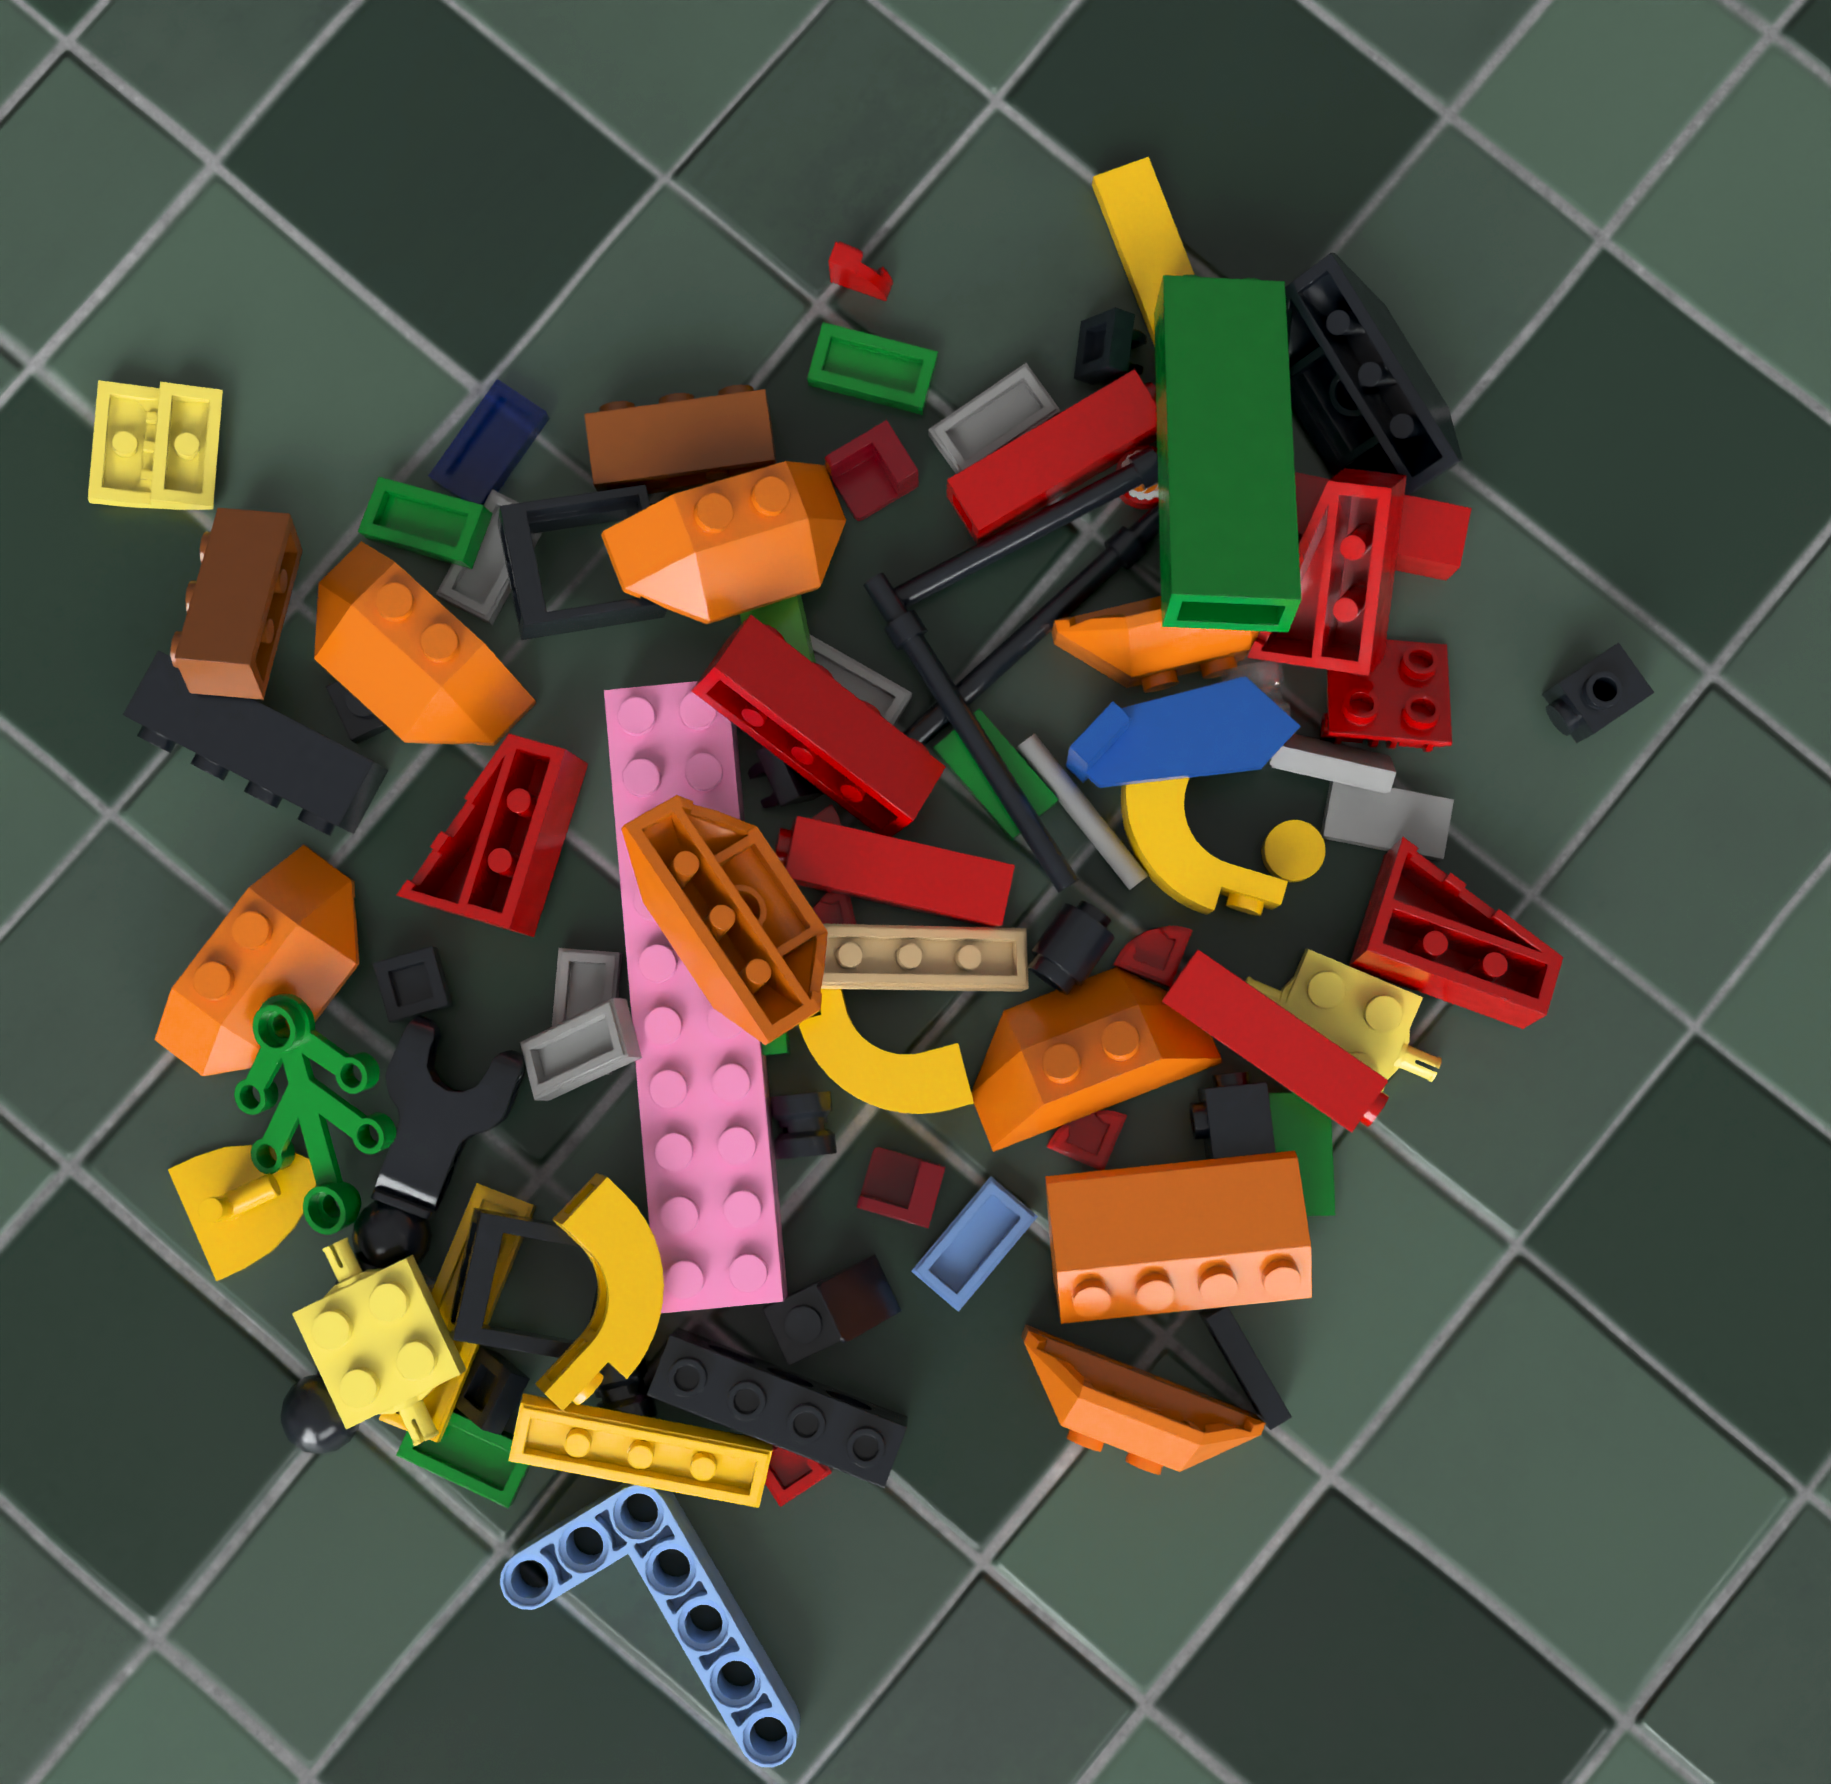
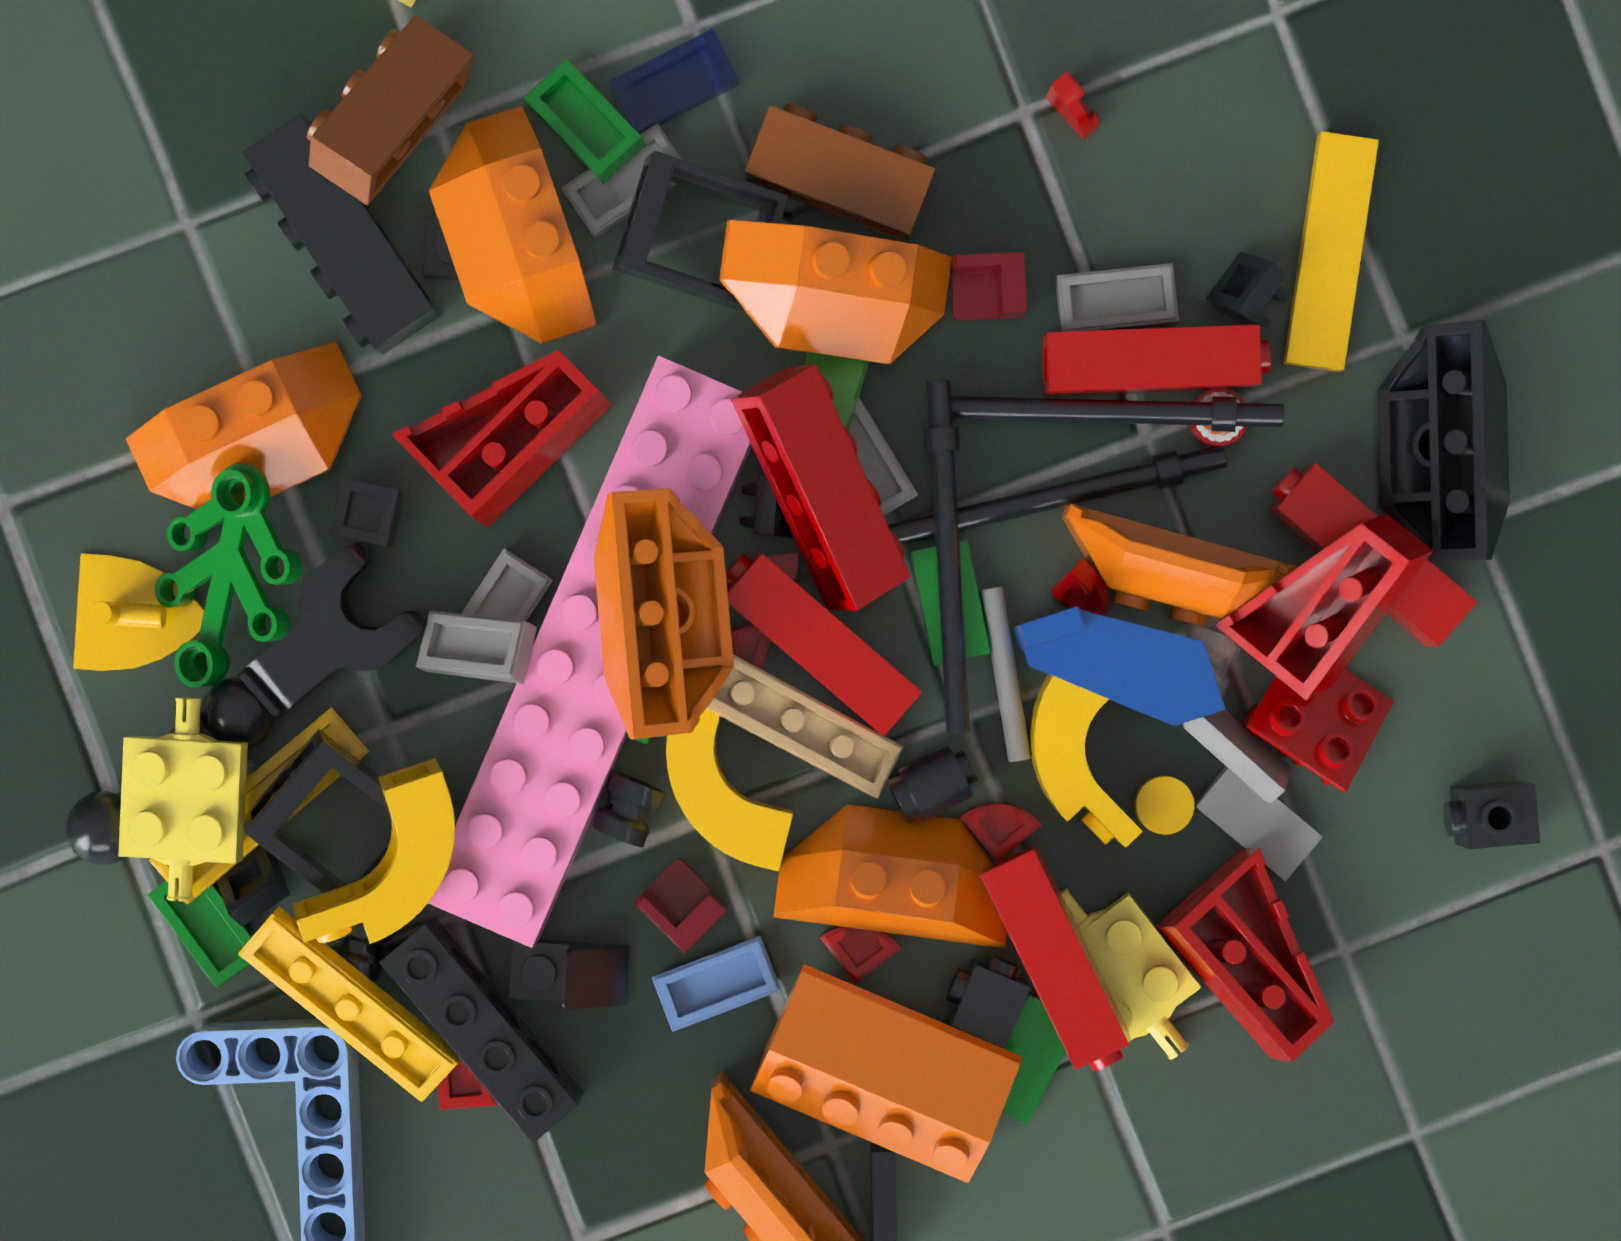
camera: 30 degrees right, 5 degrees up
(872, 368) = (1039, 194): green tile -> none
(1107, 686) = (1082, 588): none -> red tile
(1225, 455) = (1292, 445): green brick -> none

